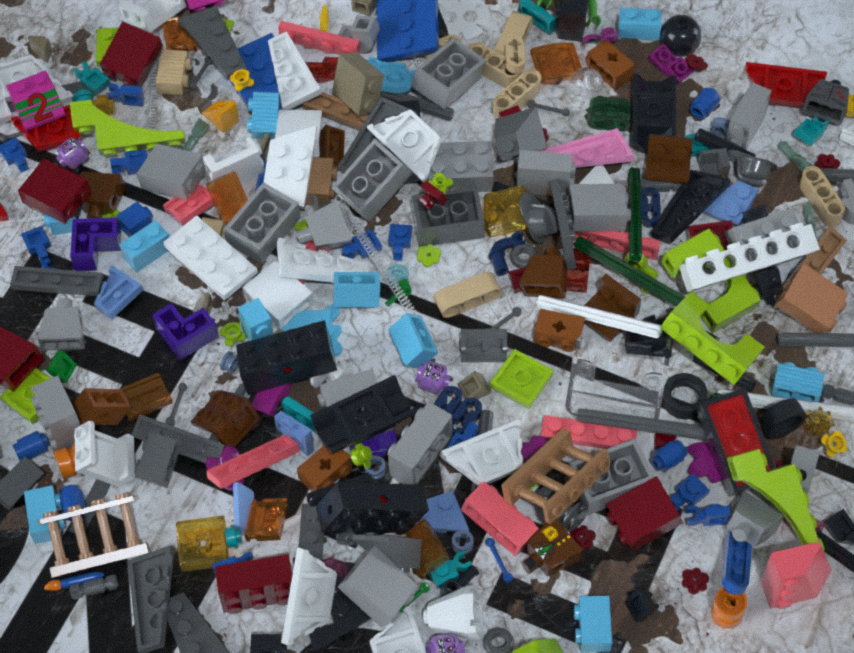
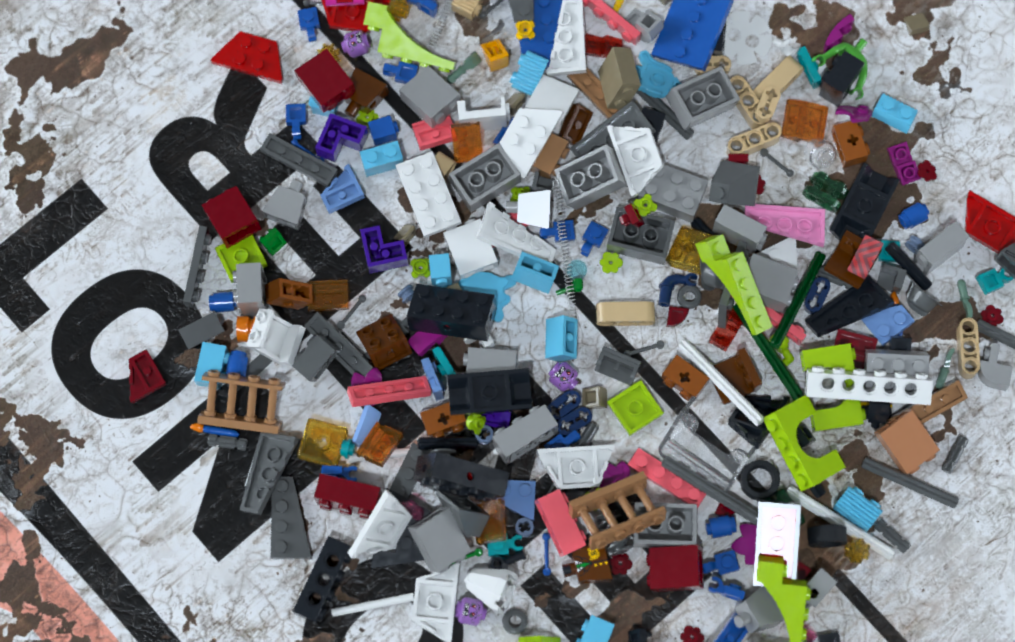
camera: 25 degrees right, 15 degrees up
(545, 275) = (697, 324): reddish brown torso -> none
(569, 205) = (737, 278): none -> lime arch
(680, 148) = (865, 256): none -> tile
(681, 35) = (926, 139): black cylinder -> none
(838, 439) = (865, 577): yellow plate -> none

